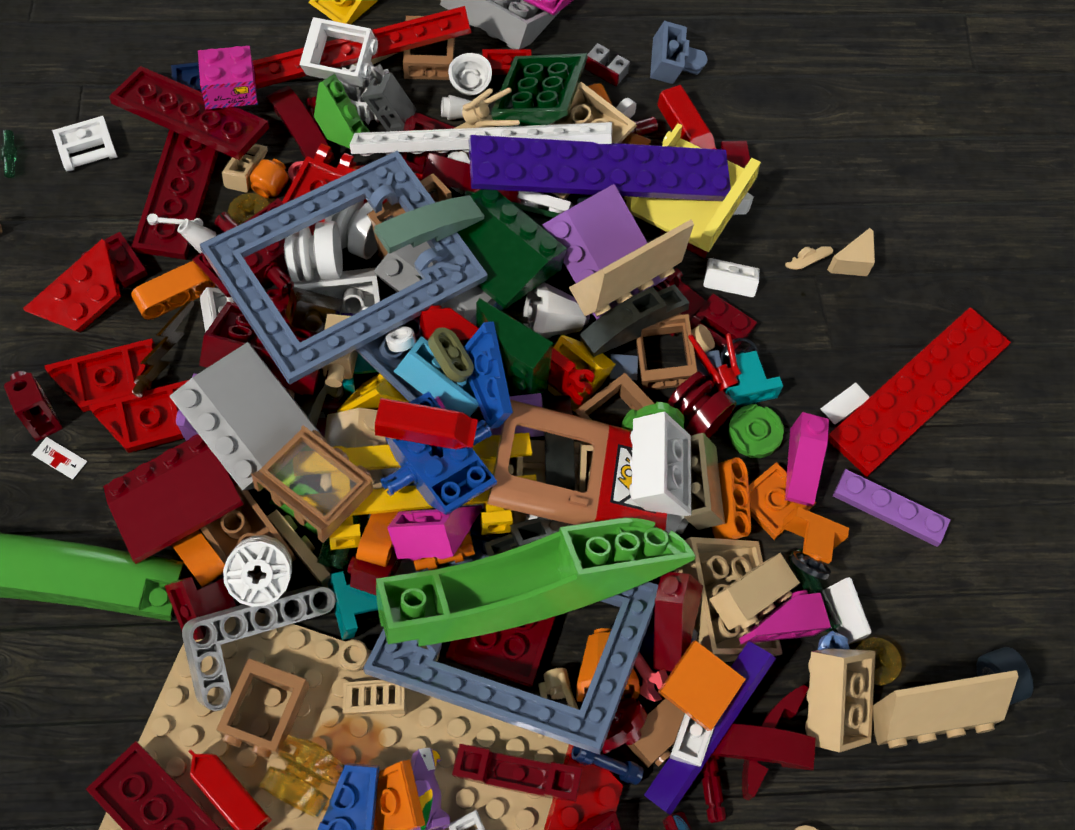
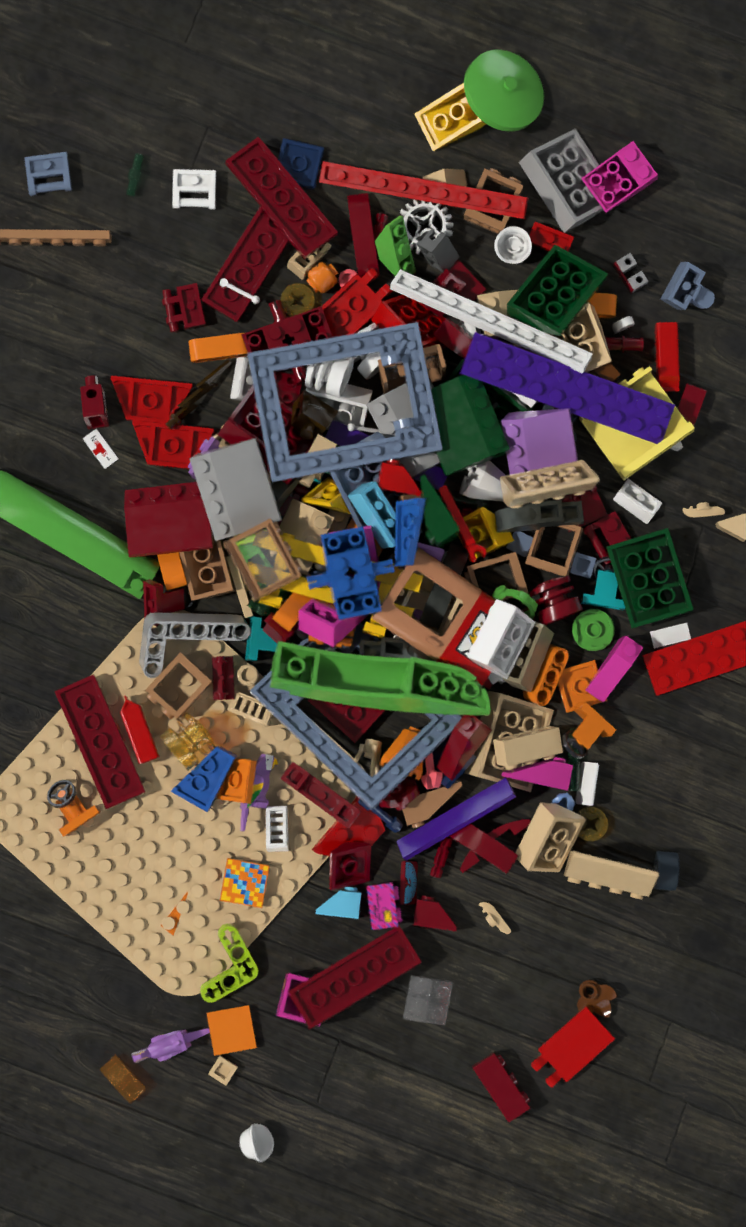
camera: 35 degrees right, 20 degrees up
(80, 291) = (153, 324): red wing -> none
(195, 233) = (254, 313): white cone -> none
(227, 77) = (320, 183): dark pink brick -> none
(274, 561) = (206, 588): white wheel -> none
(316, 42) = (395, 185): white window -> none
(321, 672) = (223, 678): none -> dark red hinge
(400, 339) = (361, 475): white tile -> none
(424, 424) = (349, 556): red piece -> none
(428, 222) = (415, 398): sand green slope -> none
(450, 355) = (389, 505): olive plate -> none
(452, 107) = (491, 268): white cone -> none
(478, 110) = (500, 295): tan plant -> none
(691, 742) = (443, 818): white slope -> none
(701, 685) = (458, 793): orange tile -> none
(703, 337) = (586, 546): tan tile -> none
(722, 376) = (584, 583): red plant -> none
(795, 341) = (649, 578): none -> dark green slope
(891, 508) = (659, 725): medium lavender plate -> none

